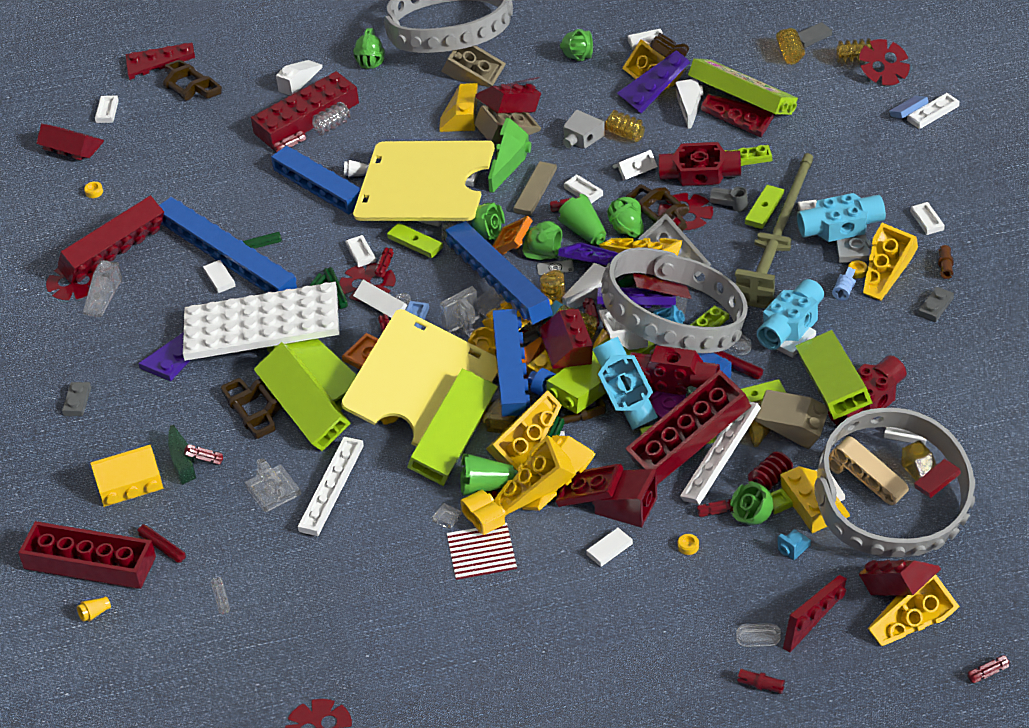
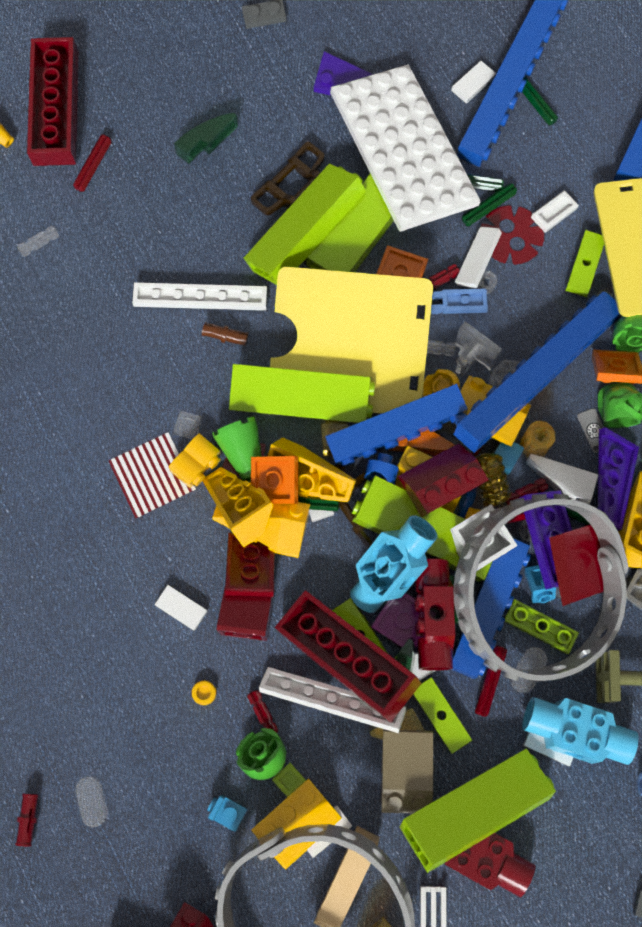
camera: 70 degrees right, 30 degrees up
(127, 475) = (158, 99): yellow slope -> none
(203, 454) = (207, 158): axle -> none
(272, 486) = (188, 240): clear bracket -> none
(374, 474) = (225, 334): none -> reddish brown pin
(383, 262) = (542, 241): dark red axle -> none
(519, 443) = (276, 477): none -> orange plate
(769, 470) = (322, 762): dark red piece -> none
(812, 611) = (104, 851): dark red wing -> none

